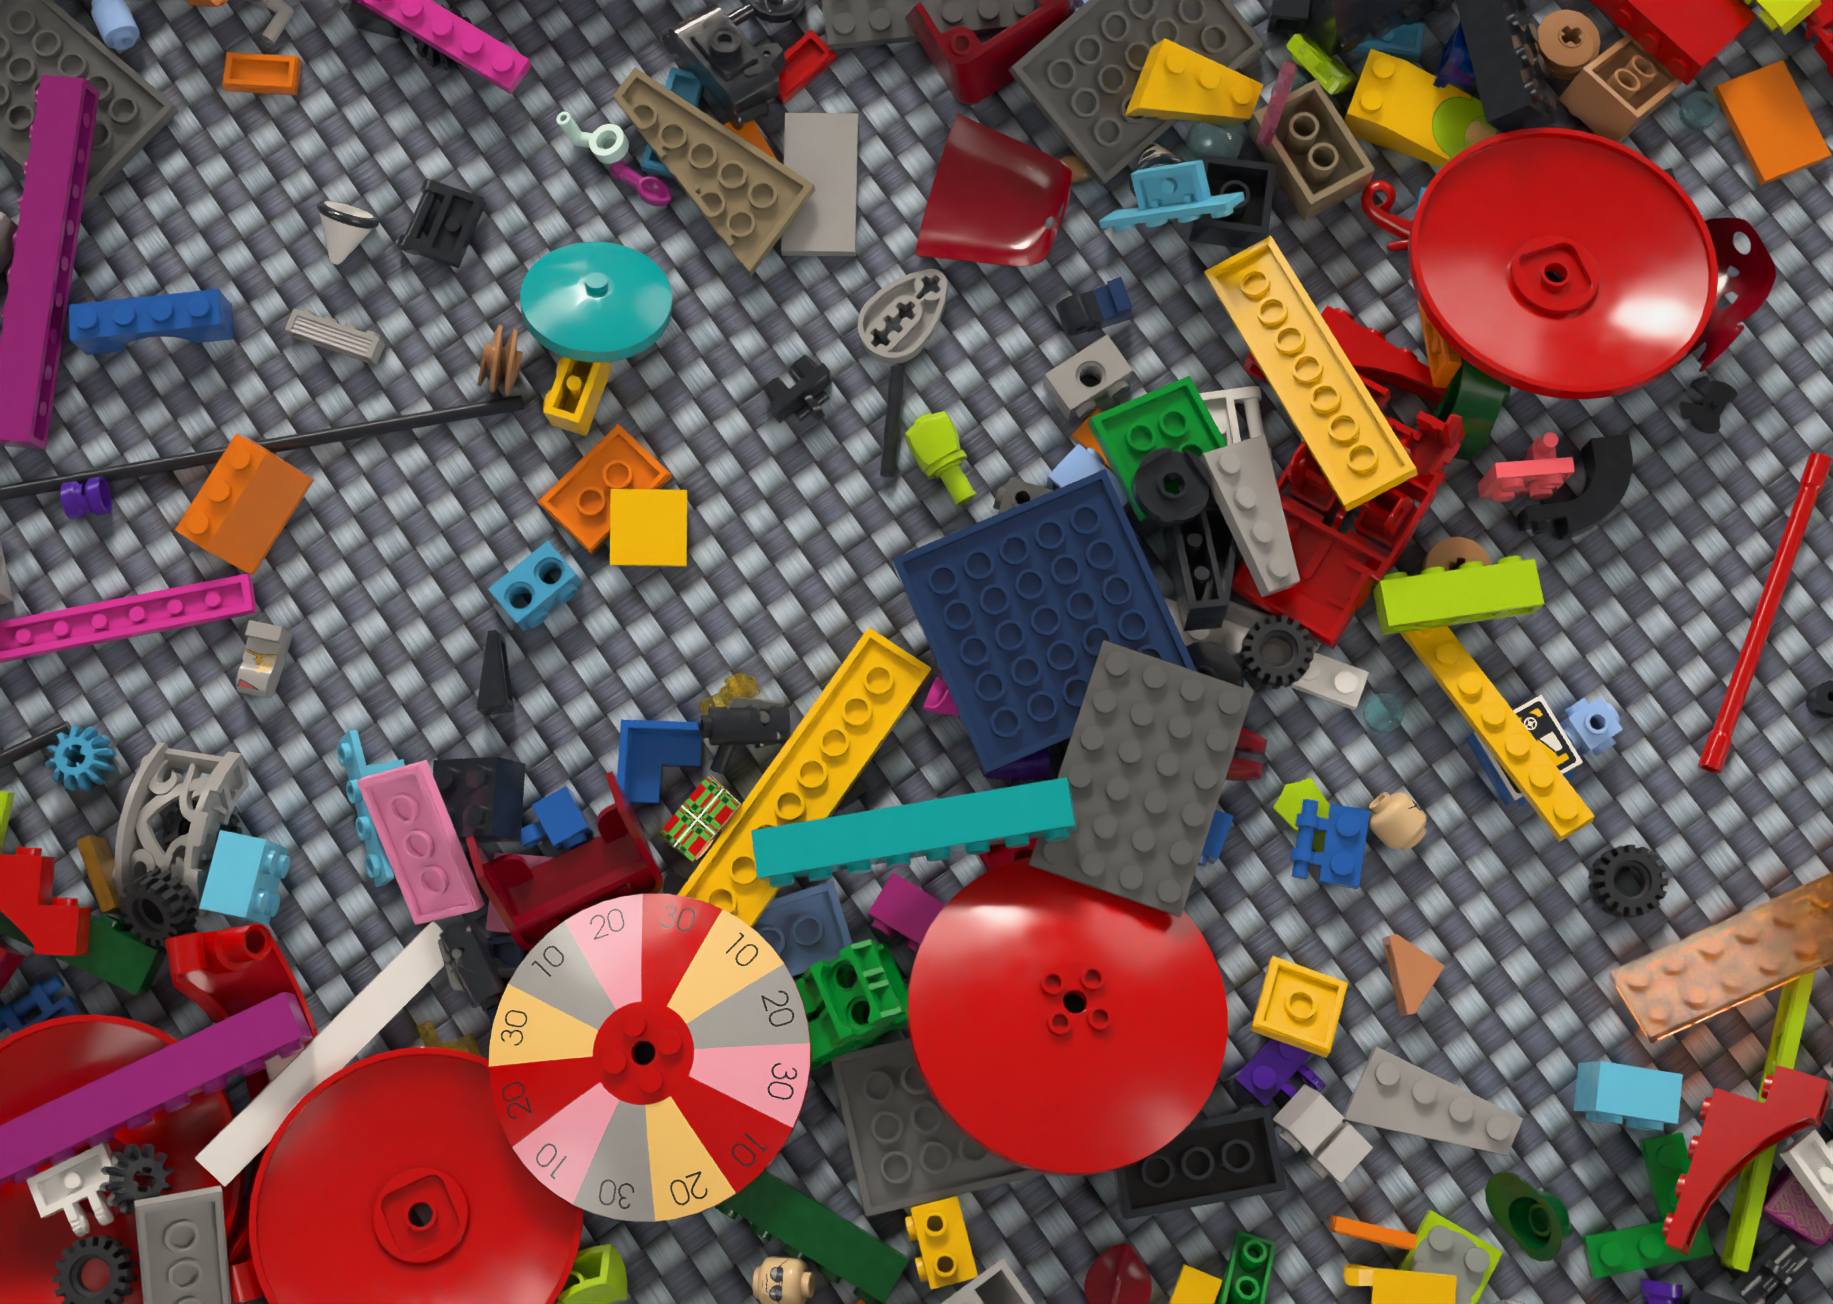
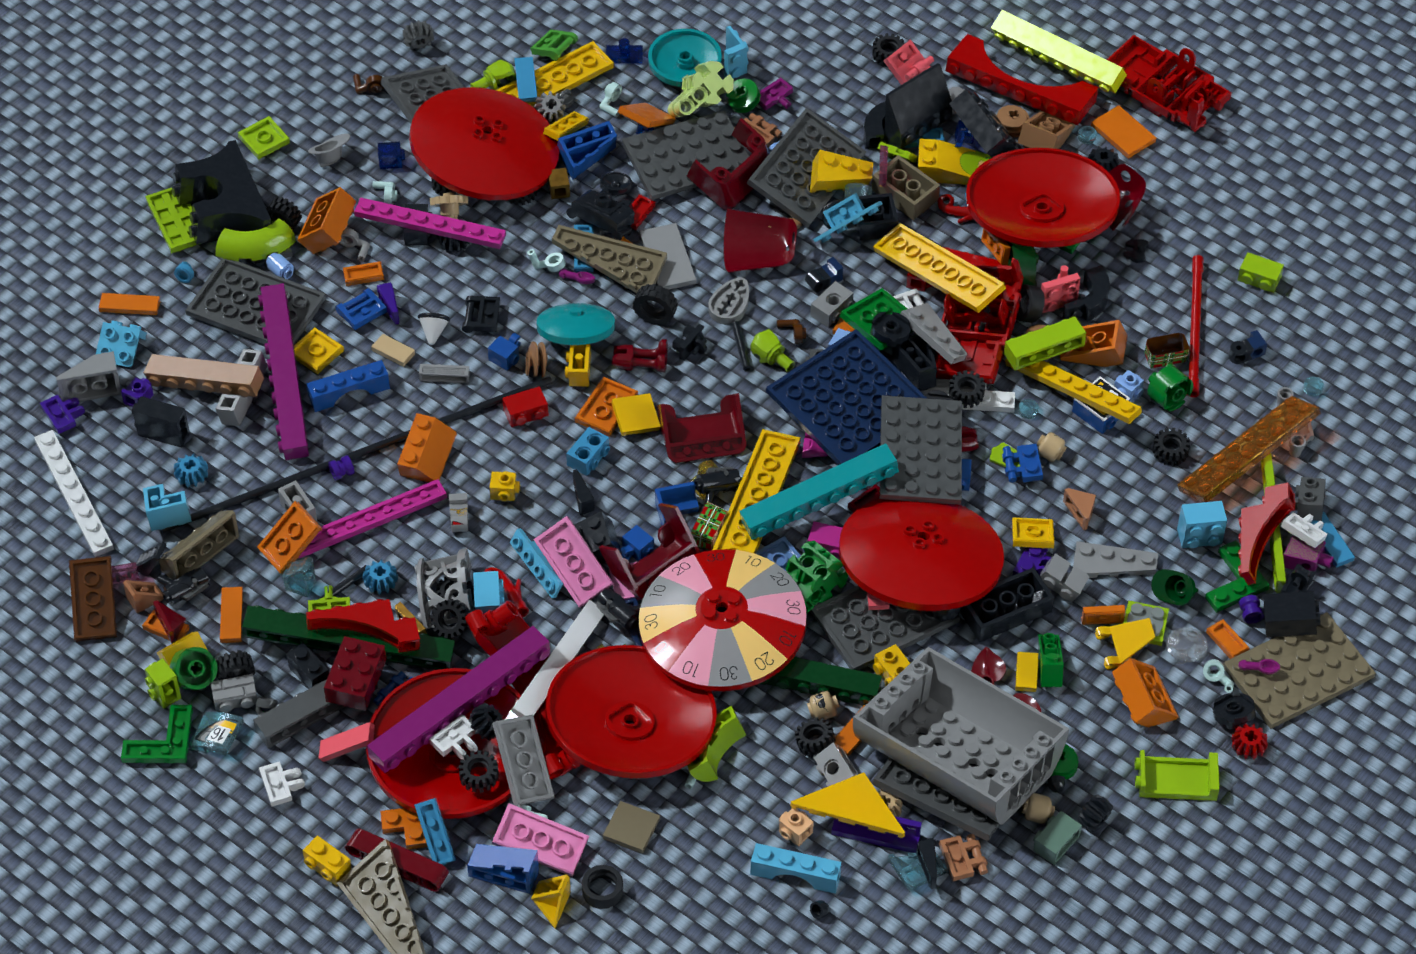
camera: 20 degrees left, 25 degrees down
(127, 222) = (317, 350): none -> yellow tile
(234, 162) = (364, 312): none -> blue plate
(261, 258) = (393, 350): none -> tan tile
(285, 151) = (387, 297): none -> dark purple slope
(307, 855) = (513, 592): none -> red plant
(357, 625) = (503, 486): none -> yellow brick
(454, 456) = (525, 406): none -> red brick
(455, 321) = (505, 352): none -> blue brick
(677, 402) = (628, 356): none -> dark red piece
(754, 298) = (650, 313): none -> black tyre
(756, 600) = (703, 434): none -> dark red windscreen
(1006, 425) = (798, 331): none -> reddish brown plate
(1473, 492) = (1036, 303): none -> black tyre
(1576, 612) = (1103, 345): none -> orange slope
(1667, 755) = (1169, 387): none -> green brick
(1719, 176) = (1105, 158): none -> black gear
(1720, 648) = (1167, 343): none -> piece

